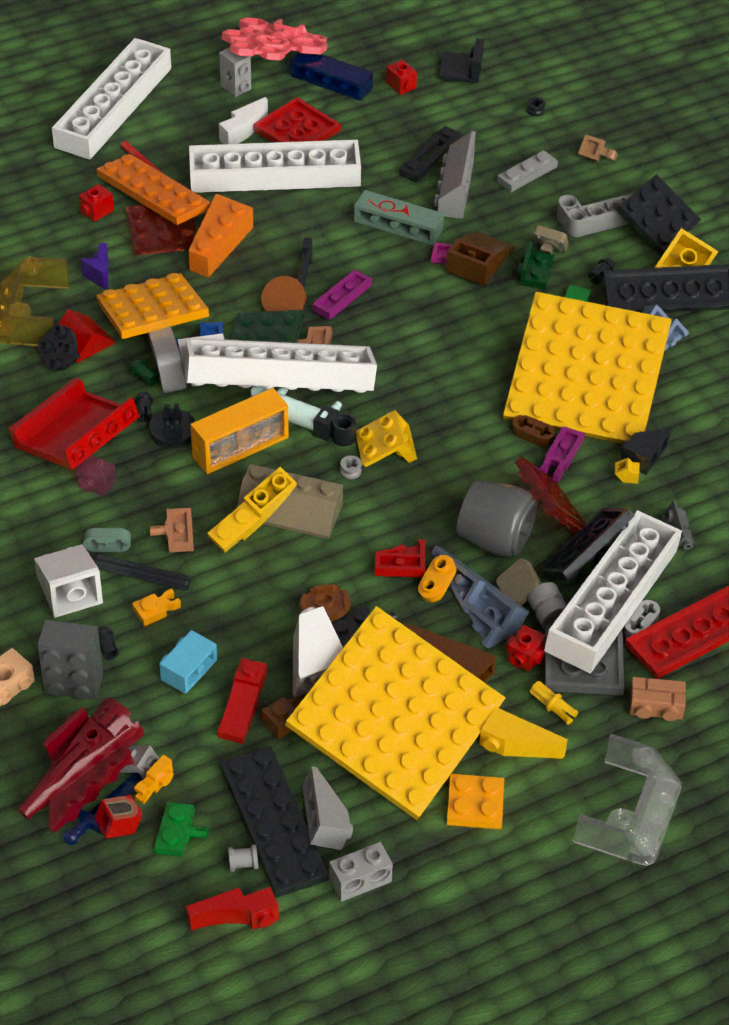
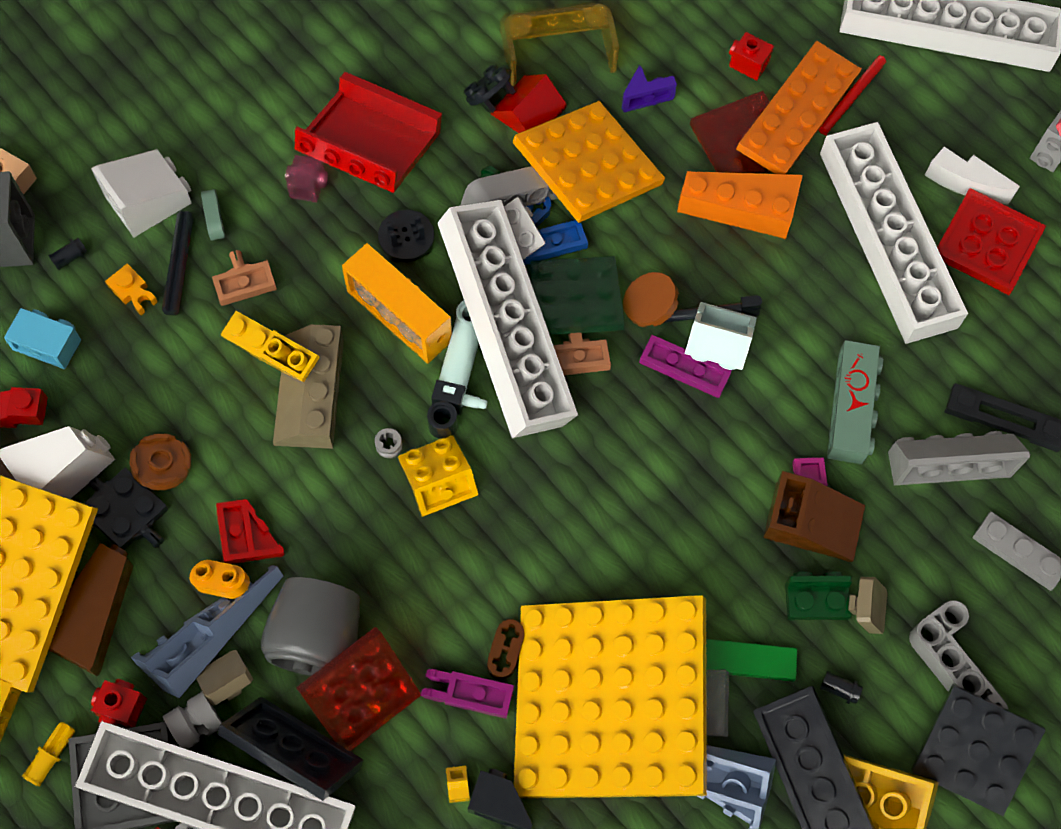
camera: 75 degrees right, 20 degrees up
(144, 401) = (429, 197): black pin -> none
(331, 262) = (720, 336): none -> light aqua piece

